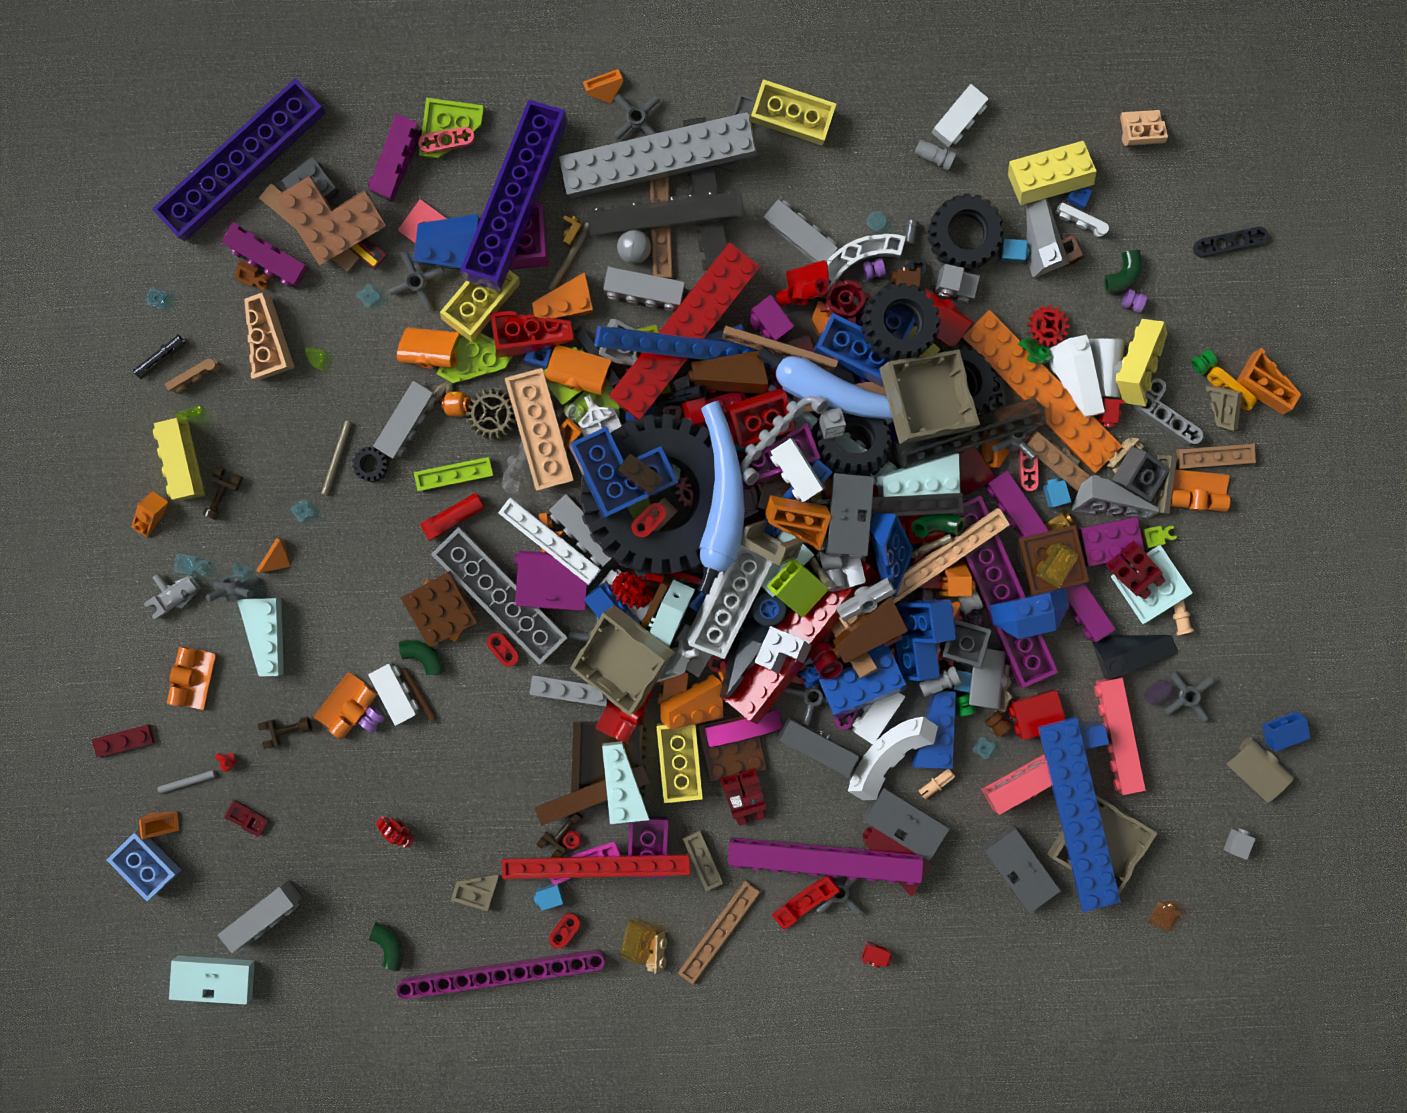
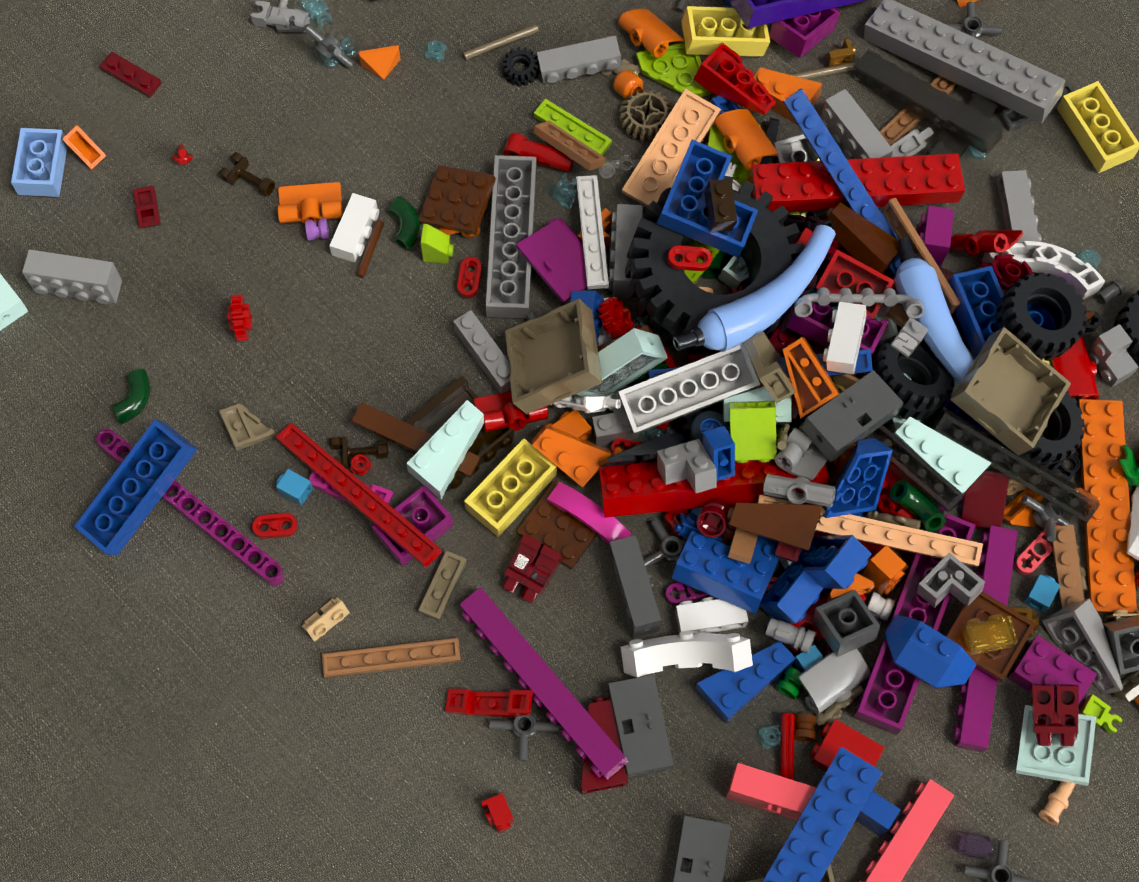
camera: 45 degrees right, 20 degrees down
(187, 781) = (138, 143): light grey bar -> none
(190, 677) = (226, 79): orange panel -> none
(264, 631) = (314, 98): light aqua wedge -> none
(460, 652) = (435, 245): none -> lime slope
(462, 1003) = (135, 487): none -> blue brick
(470, 495) = (569, 145): none -> medium nougat plate
(500, 527) = (564, 191): none -> clear light blue plate
(634, 246) = (878, 103): light grey piece -> none
(637, 941) = (321, 591): clear yellow brick -> none
(682, 257) = (911, 143): none -> light grey hinge
(793, 624) = (721, 451): none -> blue brick
(937, 783) = (700, 724): light nougat axle -> none
(1000, 746) = (787, 746): none -> red axle
(1001, 552) = (952, 577): none -> light grey brick
(1130, 652) = (979, 787): black wedge -> none

